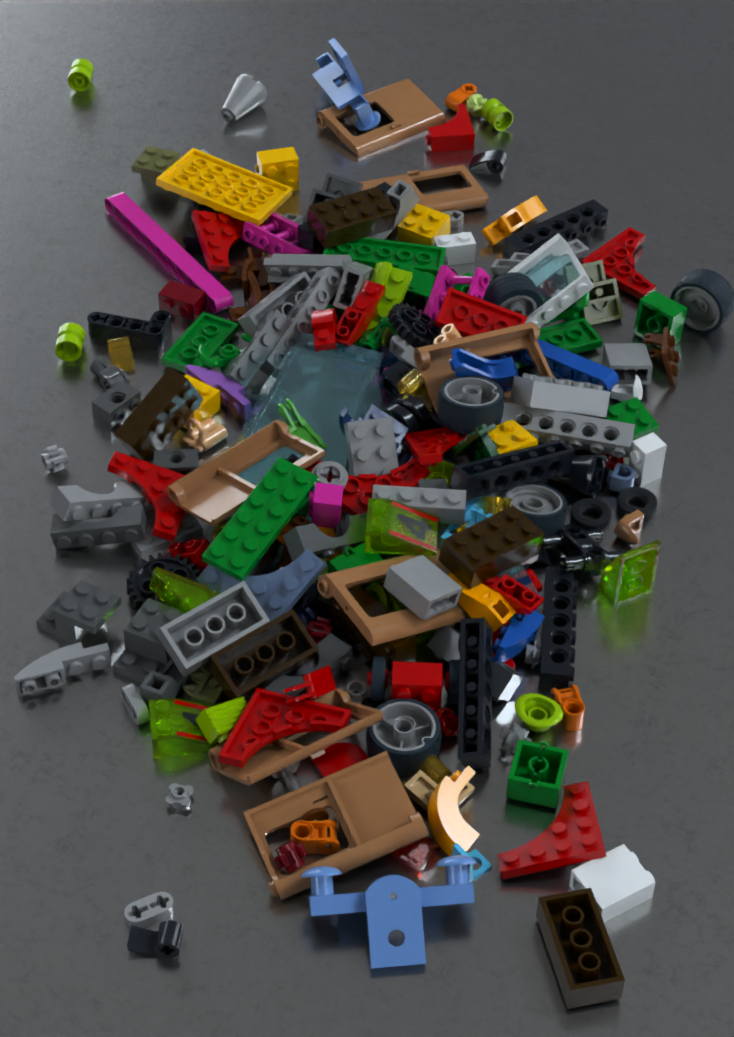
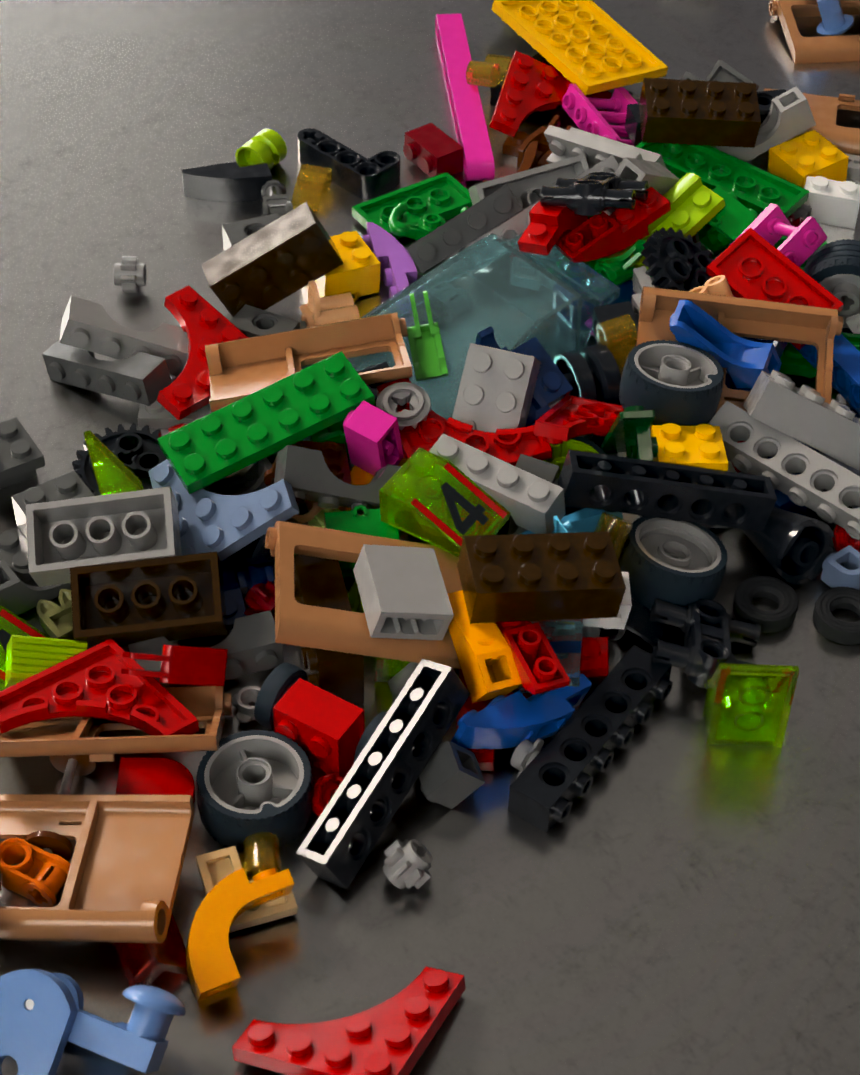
camera: 30 degrees right, 0 degrees up
(63, 370) = (226, 182): none -> black slope
(181, 229) = (488, 72): none -> clear yellow panel
(280, 166) = (670, 39): yellow brick -> none
(343, 297) = (594, 193): none -> black piece
(473, 874) = (196, 1011): medium azure bracket -> none
(537, 773) = (395, 929): green brick -> none
(538, 712) = (466, 840): lime hat -> none
(572, 706) = (523, 856): orange piece -> none
(629, 526) = (808, 640): medium nougat plate -> none

